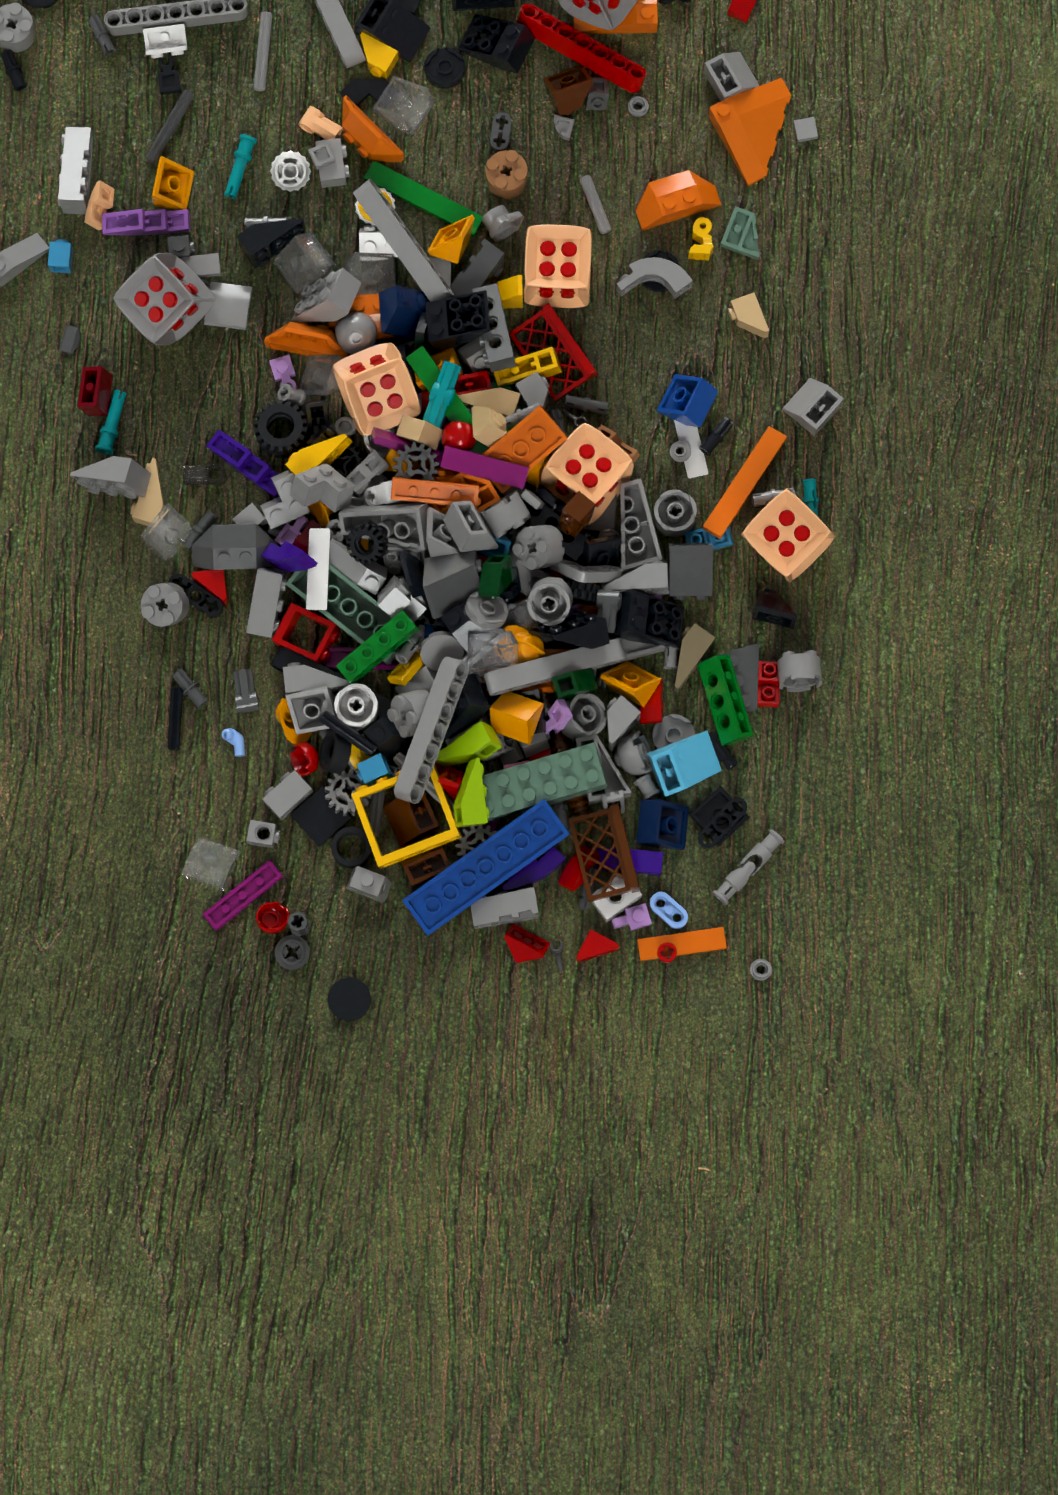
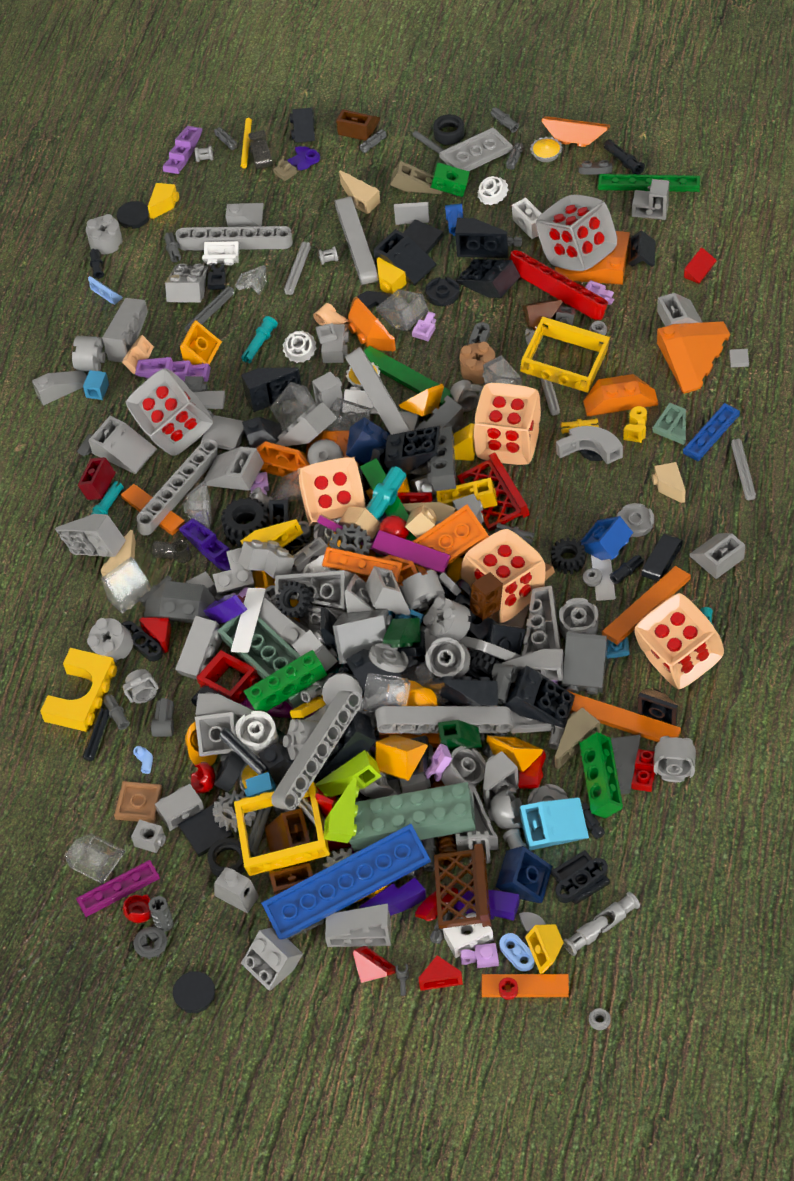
camera: 15 degrees right, 25 degrees down
(34, 111) = (104, 291): none -> light blue slope
(41, 215) = (88, 353): none -> light grey brick
(112, 340) = (121, 445): none -> light grey slope
(133, 90) = (186, 283): none -> light grey slope
(152, 696) = (81, 712): none -> yellow arch
(168, 420) = (138, 499): none -> orange tile
(194, 380) = (176, 487): none -> light grey beam
(211, 656) = (141, 686): none -> light grey piece
(212, 78) = (254, 278): none -> clear slope
(223, 416) = (199, 505): none -> clear slope
(240, 792) = (138, 801): none -> medium nougat tile
(252, 360) = (235, 469): none -> light grey slope
(274, 306) = (261, 430): none -> black slope
(297, 30) = (328, 255): none -> light grey bush
(340, 240) = (327, 389): none -> light grey brick
(421, 954) = (271, 958): none -> light grey slope
(435, 127) = (425, 329): none -> lavender plate
(540, 200) = (500, 371): none -> clear slope
(615, 123) = (570, 335): none -> yellow window
(630, 50) = (600, 290): none -> lavender plate
(637, 248) = (578, 423): none -> yellow pin
(643, 438) = (568, 547): none -> black tyre
(677, 874) = (529, 920): none -> light grey tile
(697, 903) = (544, 945): none -> yellow slope
(717, 367) = (637, 518): none -> light grey tile
(740, 626) = (624, 719): none -> orange tile
(753, 417) = (662, 557): none -> black beam
(786, 238) = (711, 432): none -> blue tile
(828, 286) = (743, 469): none -> light grey axle

